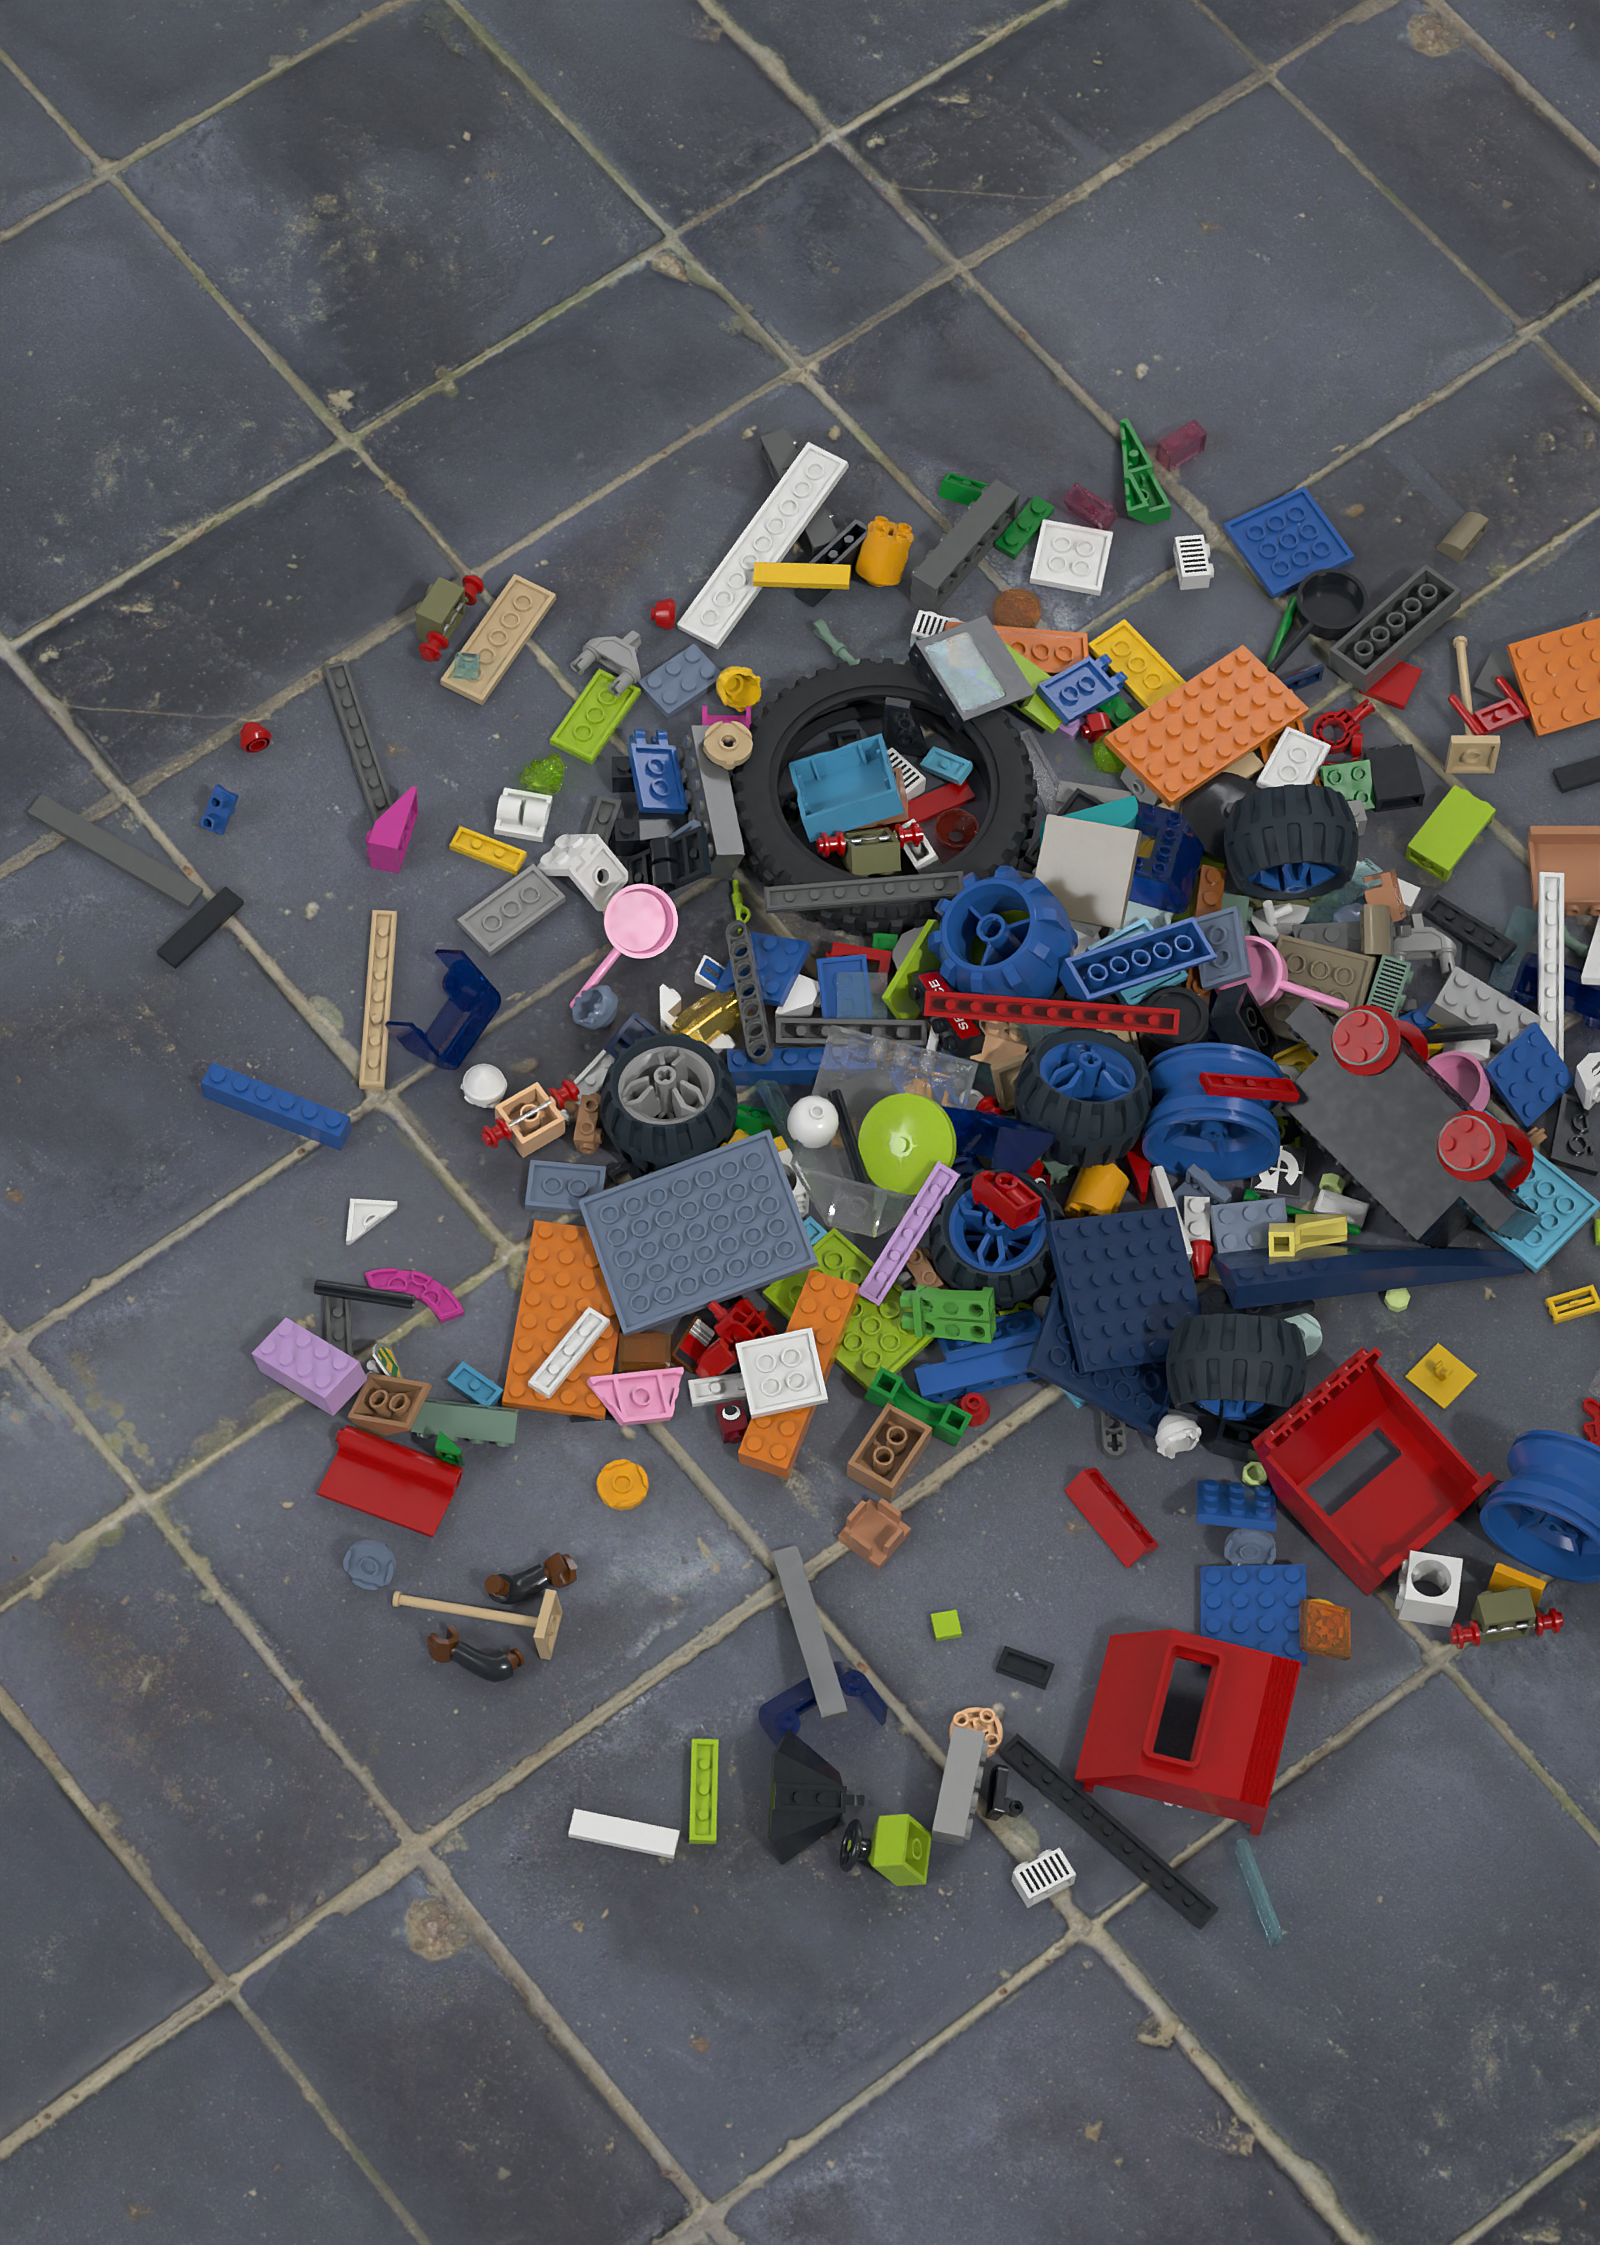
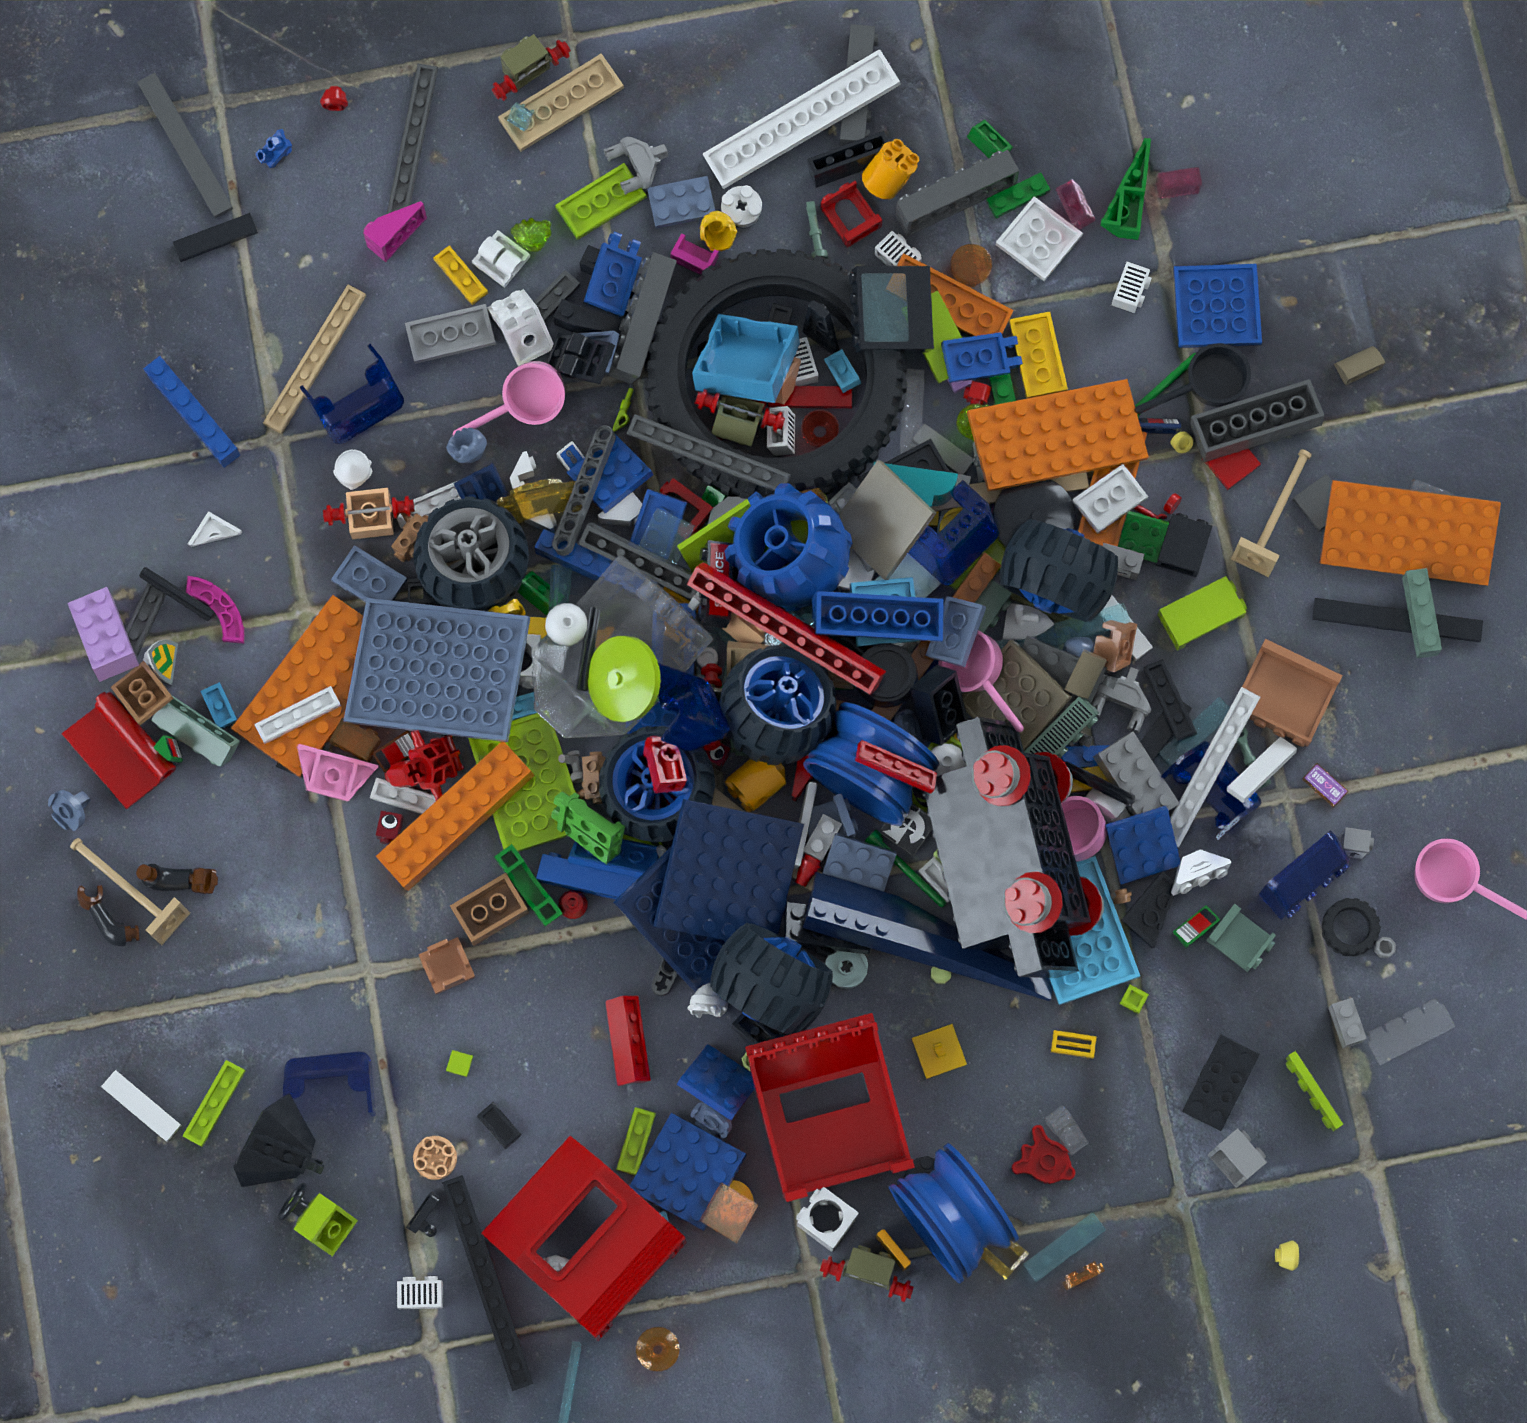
camera: 30 degrees right, 15 degrees up
(622, 1484) = (285, 835): light orange tile -> none
(664, 614) = (697, 140): red cone -> none
(728, 756) = (667, 292): tan plate -> none
(748, 646) = (745, 195): none -> white plate
(781, 1373) = (435, 813): white plate -> none
(801, 575) = (813, 161): yellow tile -> none
(810, 1634) = (350, 1025): tile -> none
(854, 598) = (850, 192): none -> red panel
(908, 1233) = (589, 748): lavender plate -> none
(959, 1781) = (392, 1197): light grey brick -> none
(1178, 1604) = (636, 1141): none -> lime tile
(1306, 1232) = (900, 889): light yellow arch -> none
(1329, 1797) = (652, 1338): none -> clear orange dish
(1331, 683) = (1182, 442): none -> light yellow tile
(1347, 721) = (1171, 475): red pin -> none
(1495, 716) = (1293, 533): red plate -> none

